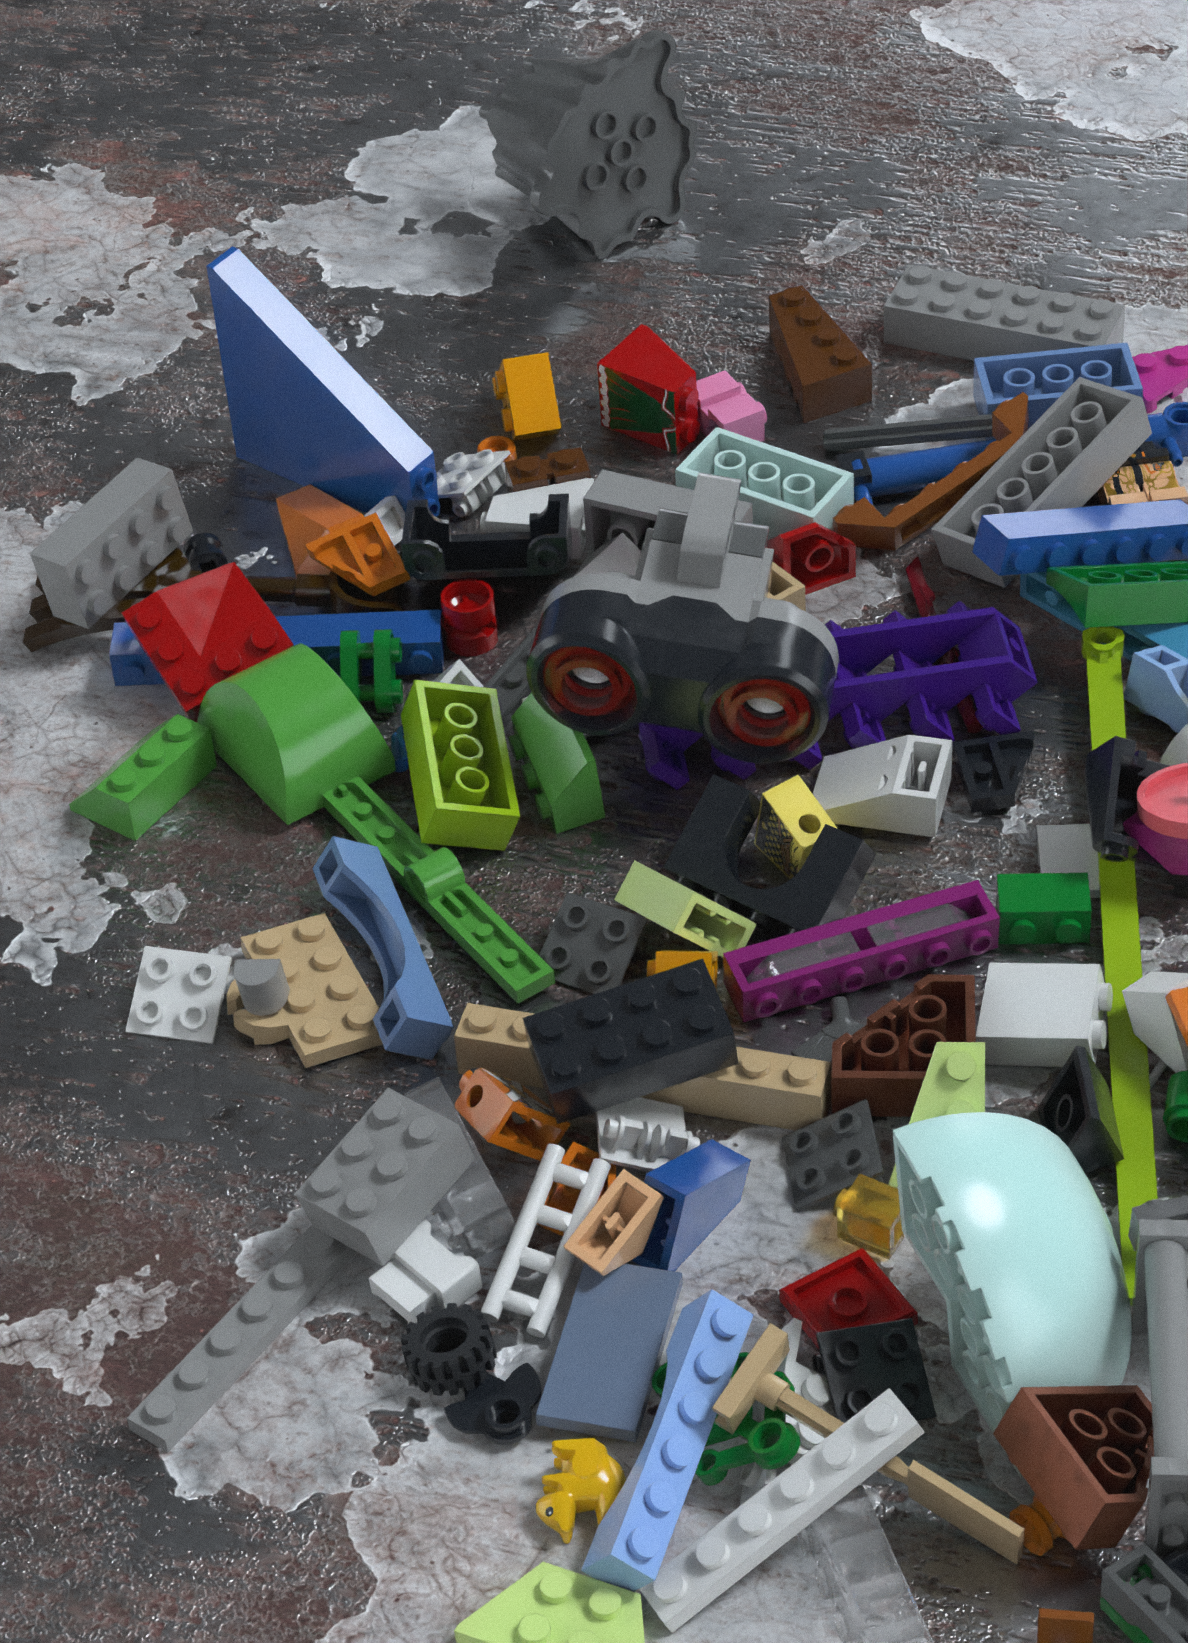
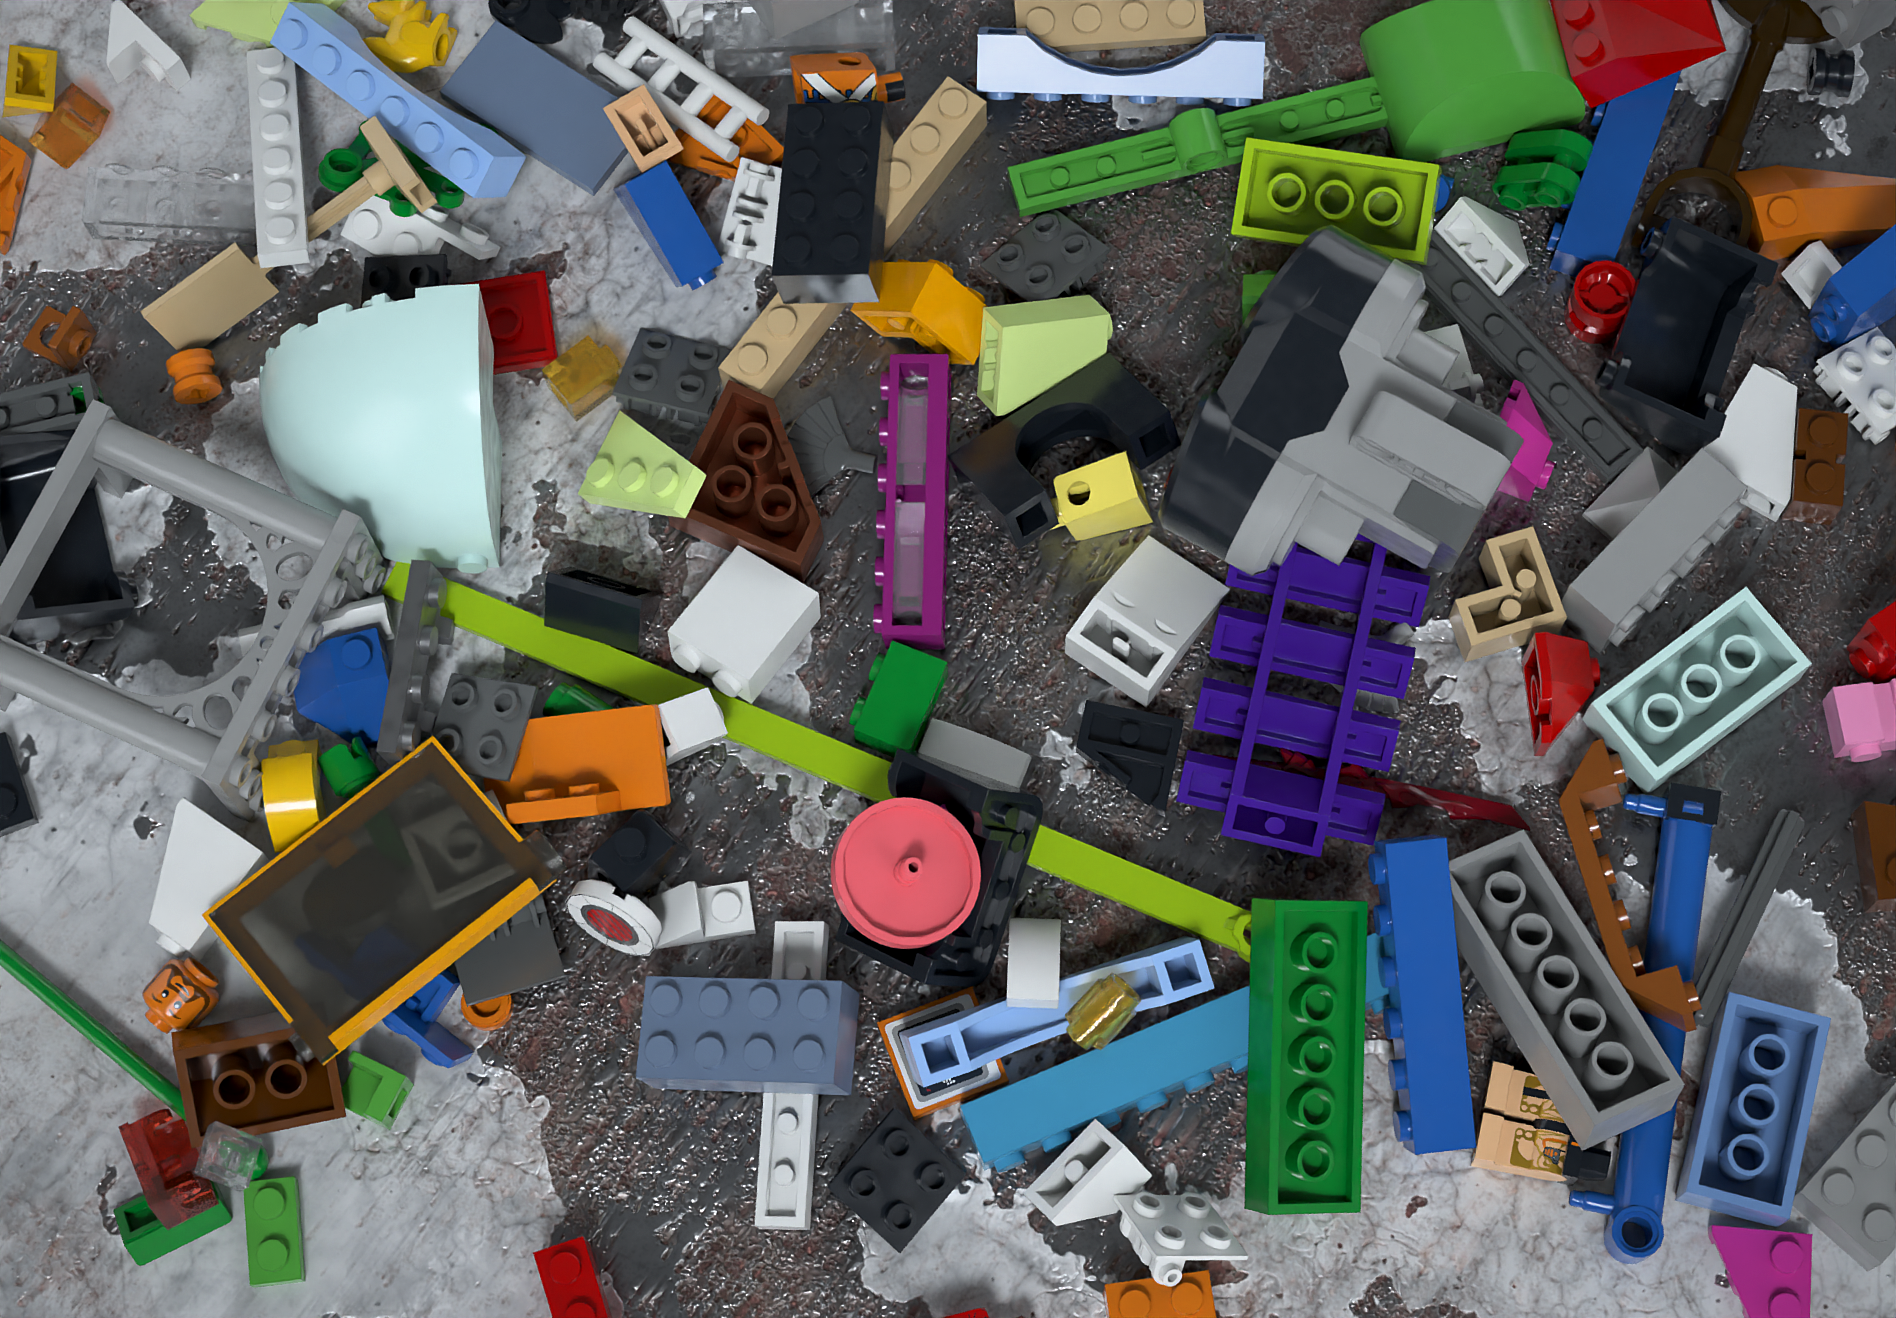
camera: 110 degrees right, 30 degrees up
(361, 555) = (1727, 202): orange wing -> none
(1083, 1456) = (195, 400): copper brick -> none

